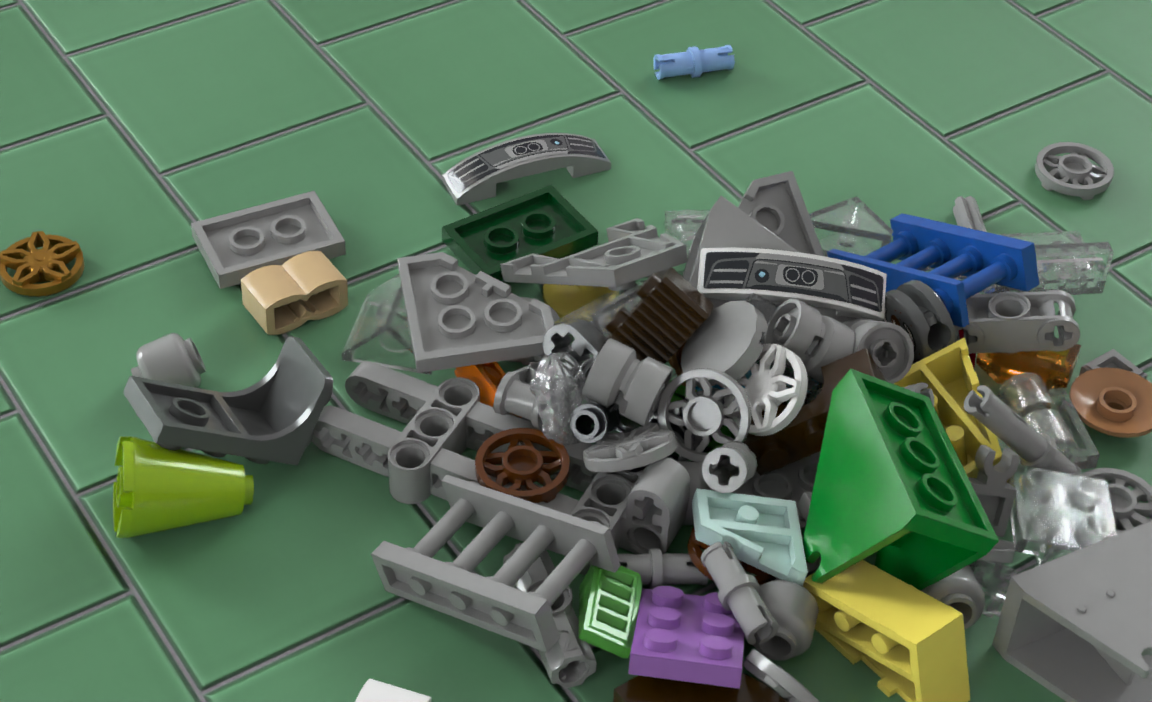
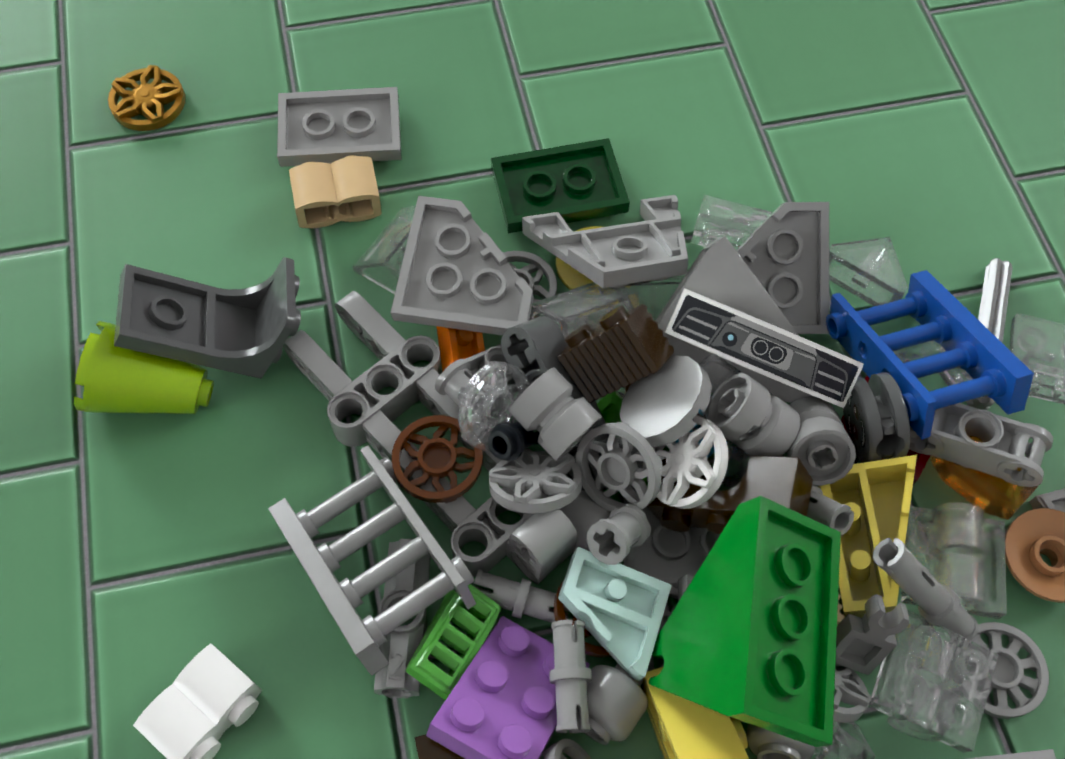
camera: 20 degrees right, 20 degrees up
(170, 361) = (196, 242): light grey head -> none
(520, 157) = (599, 100): slope -> none
(693, 62) = (805, 30): light blue pin -> none

